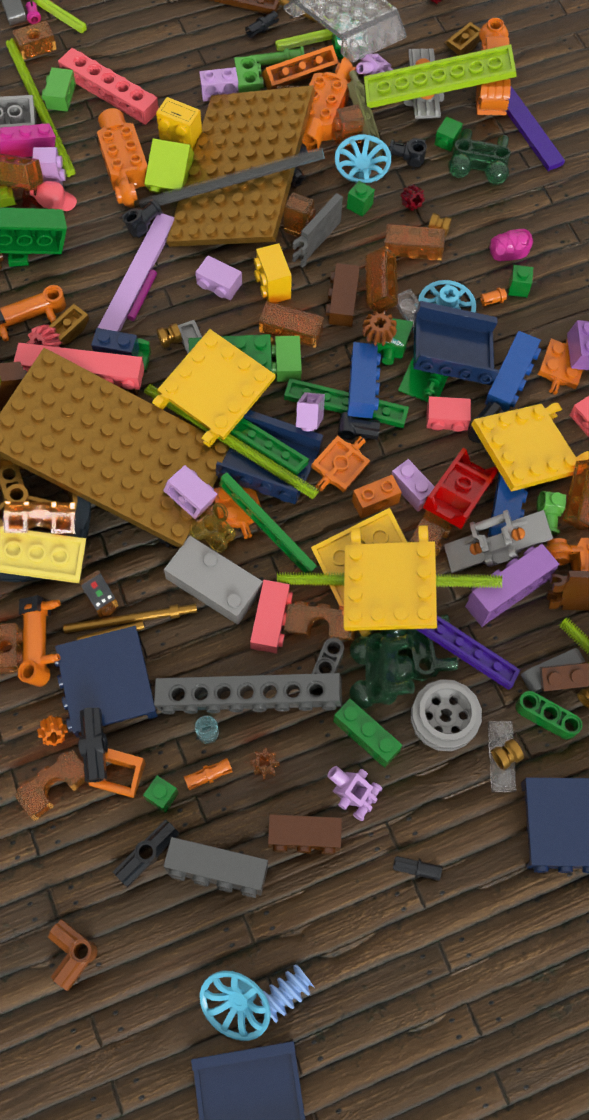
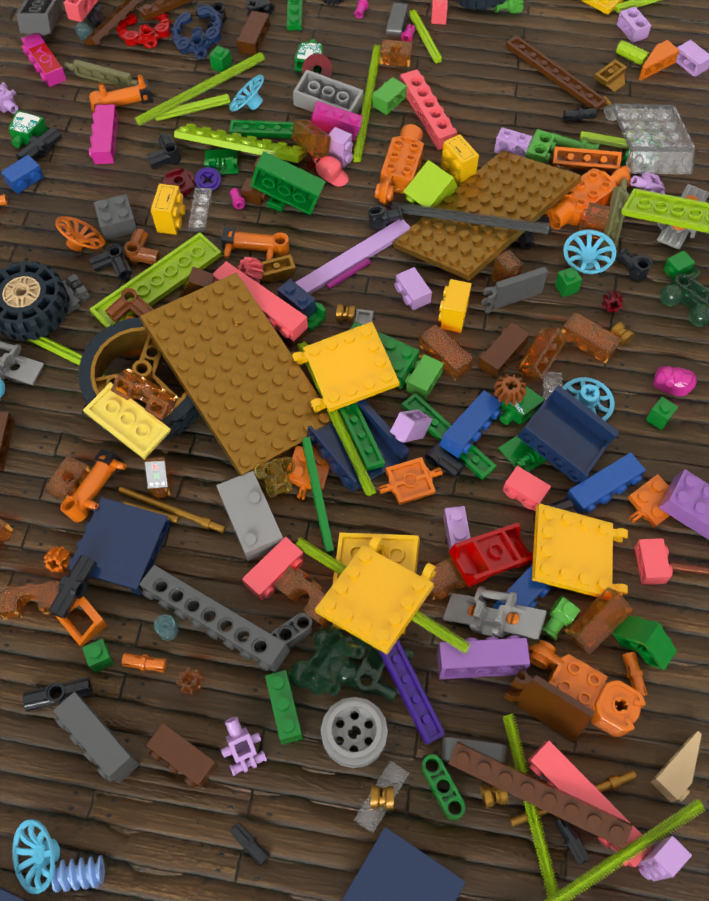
camera: 35 degrees right, 5 degrees down
(190, 492) = (272, 437): lavender brick -> none
(376, 496) = (421, 522): orange brick -> none
(498, 295) = (629, 414): orange pin -> none

